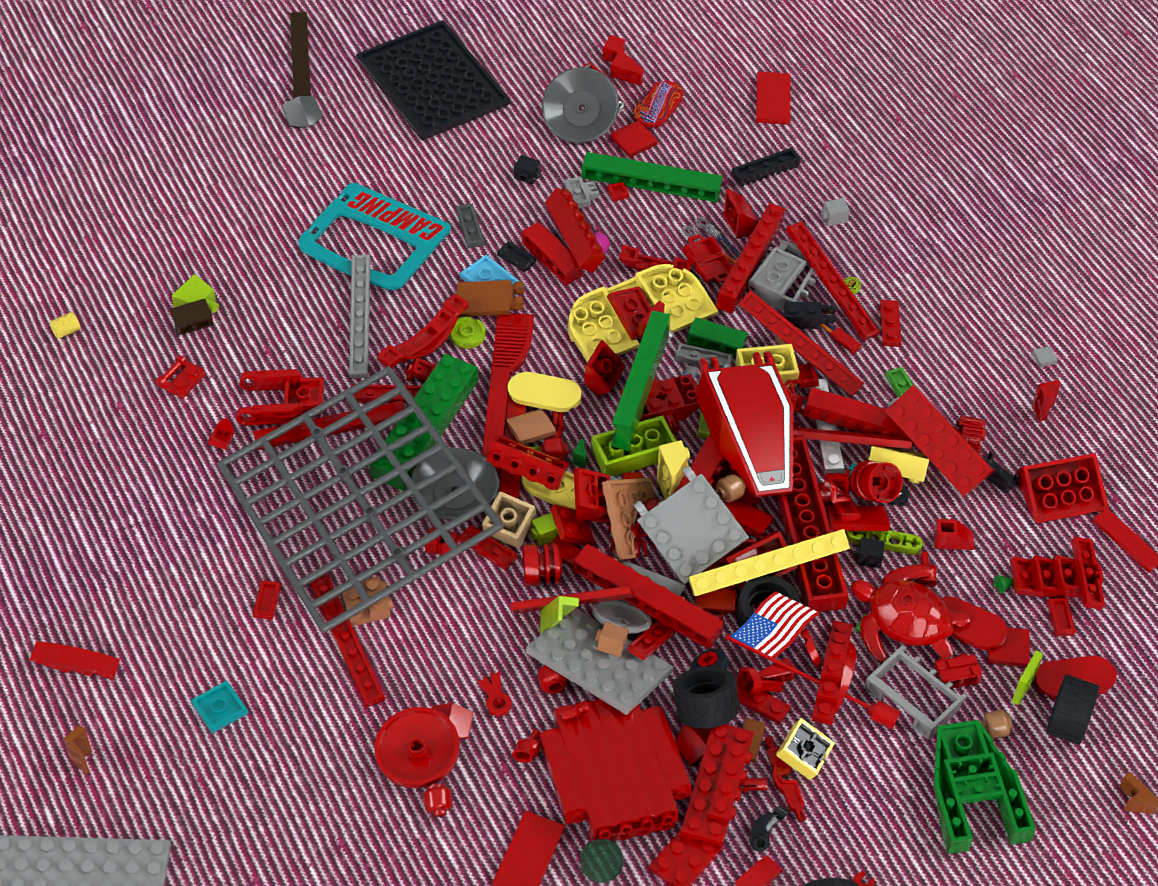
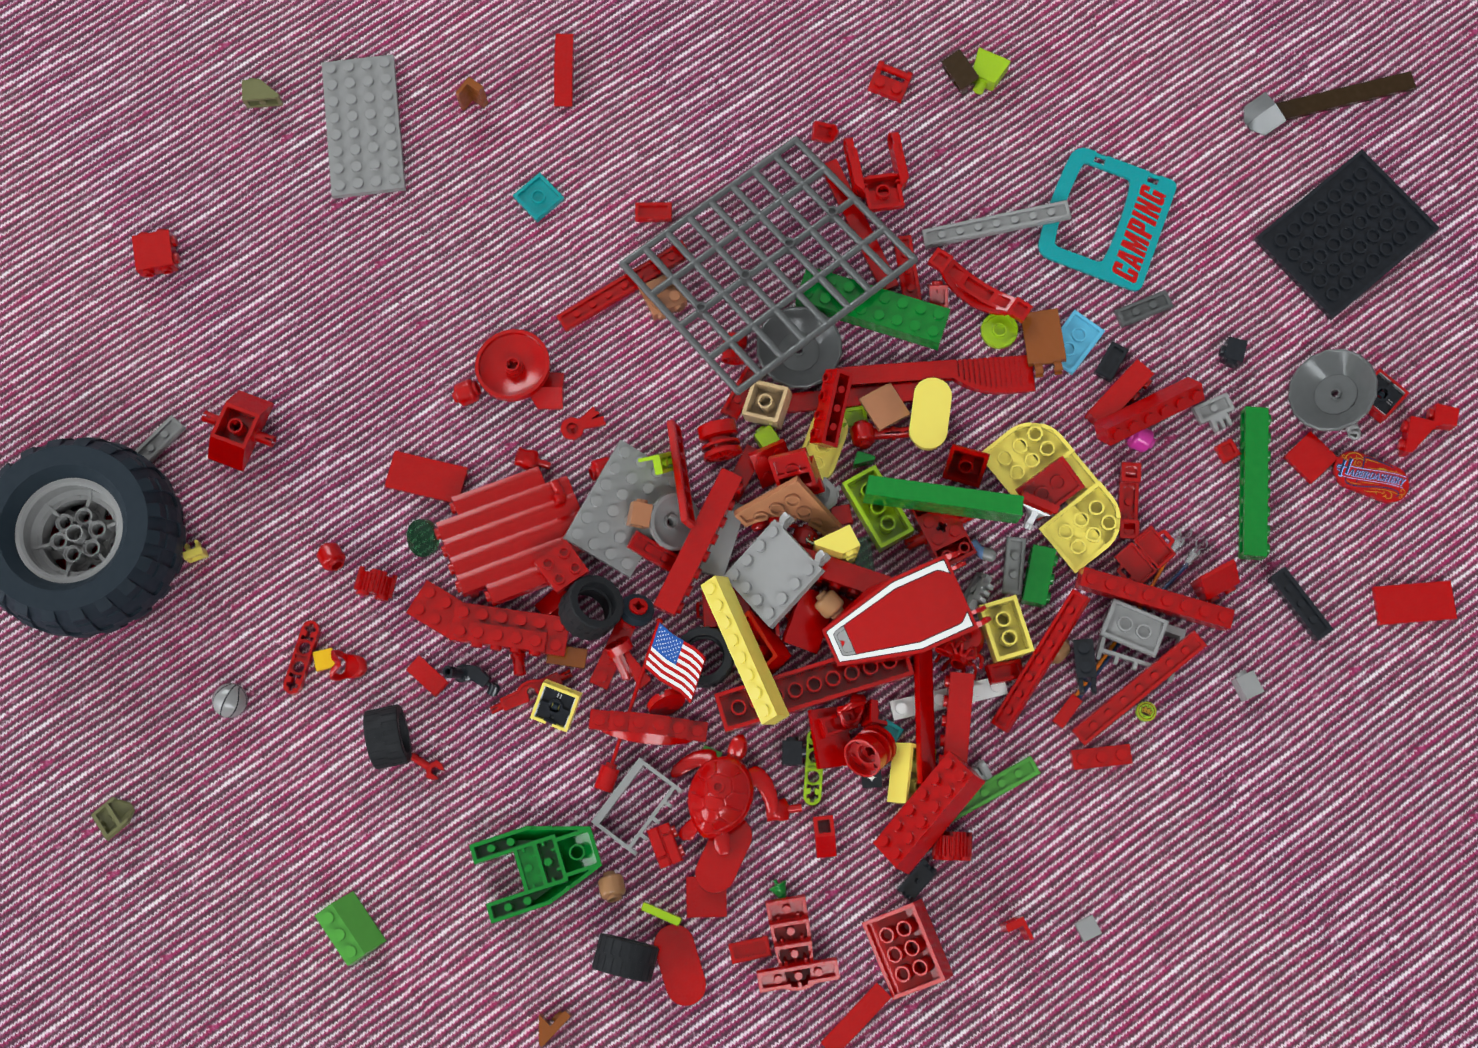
camera: 85 degrees right, 25 degrees up
(662, 712) = (561, 567): none -> red plate

